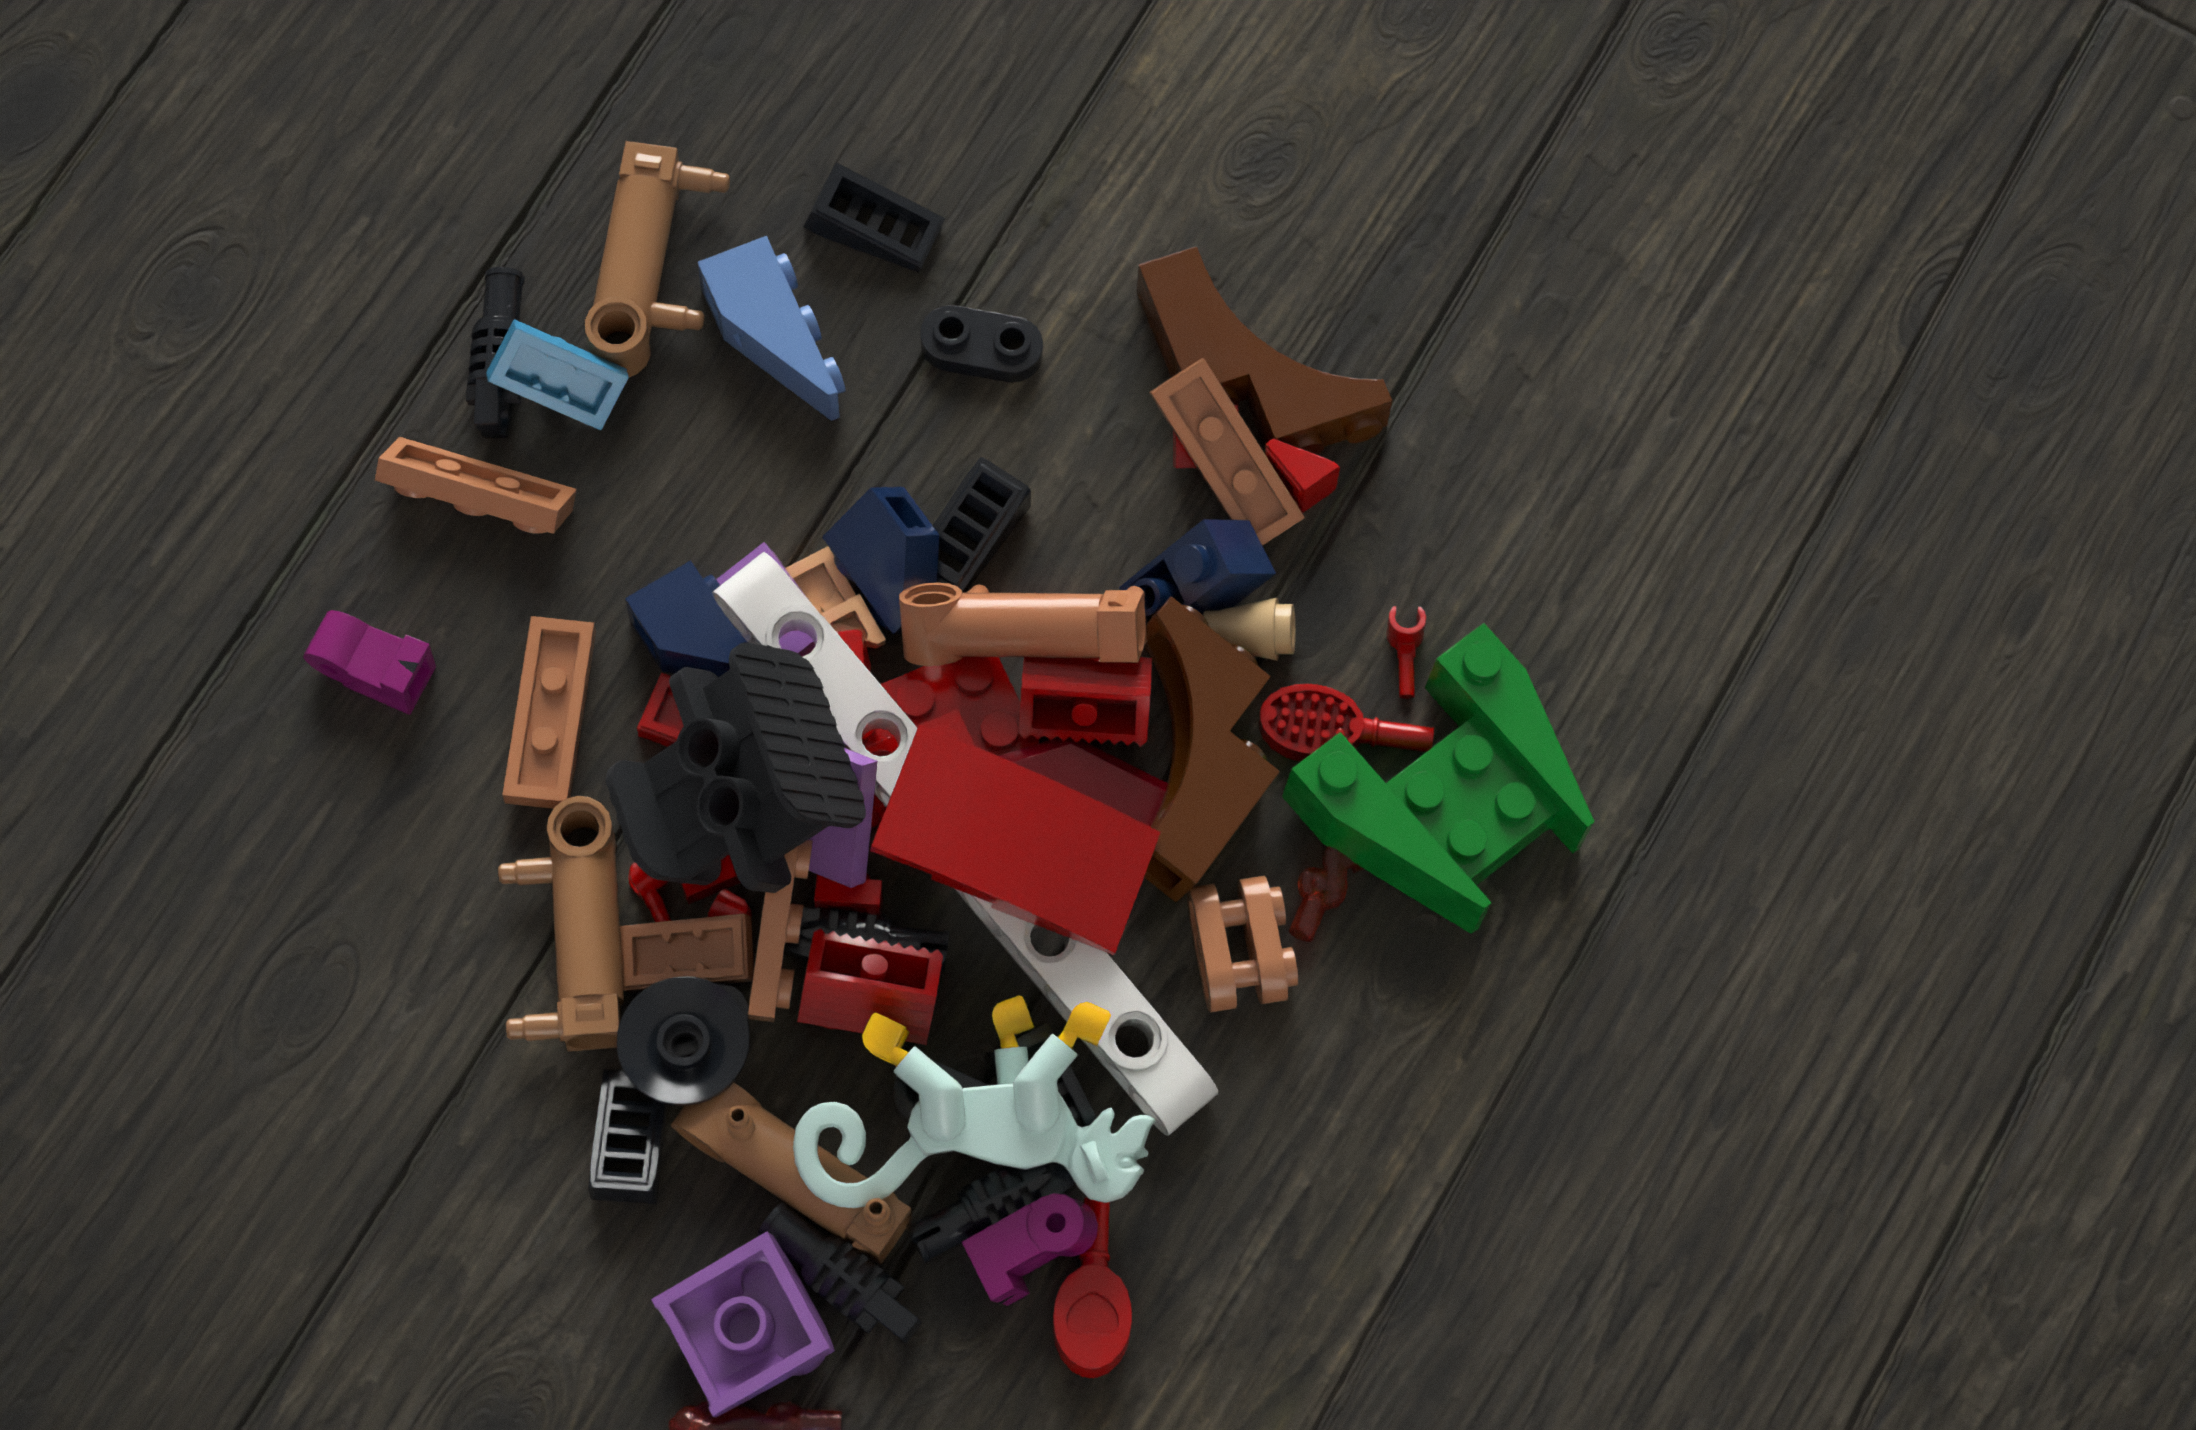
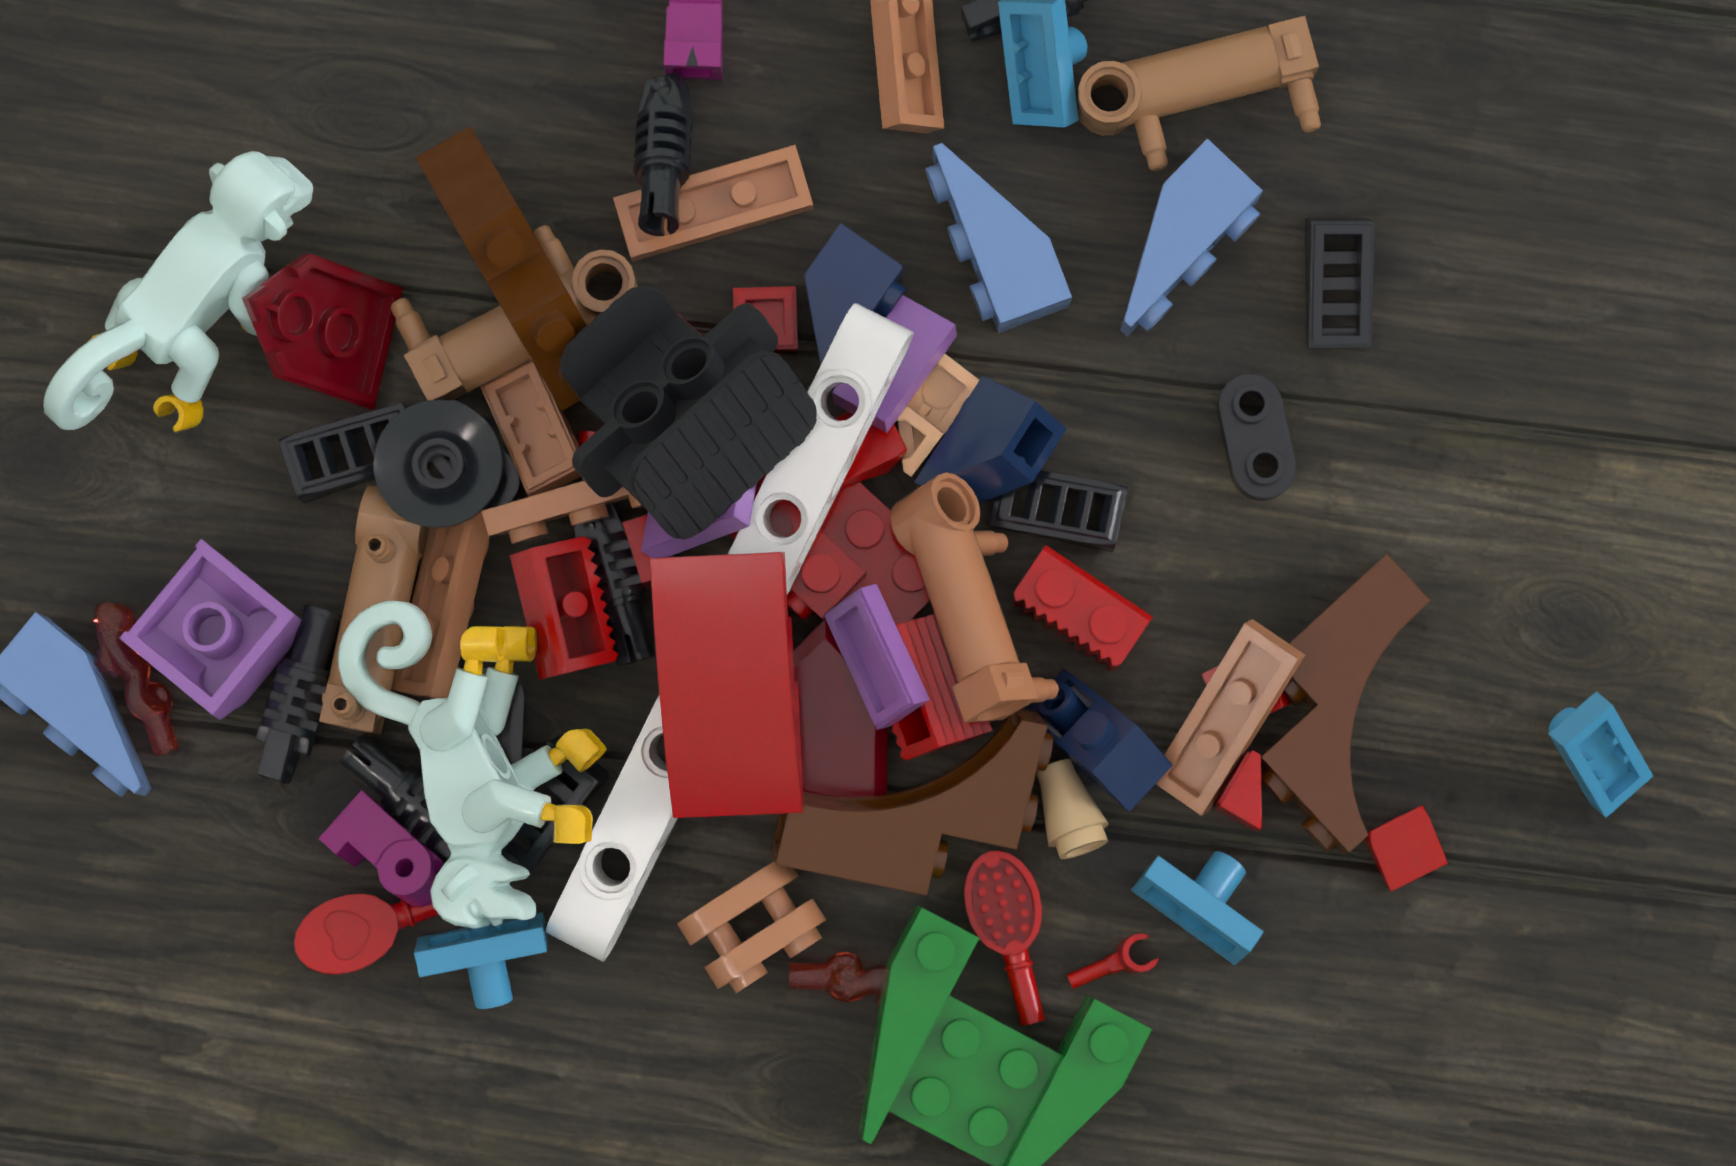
camera: 70 degrees right, 15 degrees up
(398, 1161) = (185, 292): none -> light aqua animal
(481, 729) = (662, 151): none -> black hinge
(505, 1092) = (325, 327): none -> dark red tile
(510, 893) = (506, 254): none -> reddish brown arch
(718, 477) = (1008, 252): none -> medium blue slope
(792, 1083) = (446, 596): none -> nougat plate
(1042, 721) = (876, 656): none -> medium lavender tile
(1074, 541) = (1080, 608): none -> red brick
(1165, 1199) = (483, 954): none -> dark azure tile
(1385, 552) = (1201, 903): none -> dark azure tile
(1387, 169) = (1599, 753): none -> dark azure tile
(1405, 365) = (1405, 848): none -> red slope

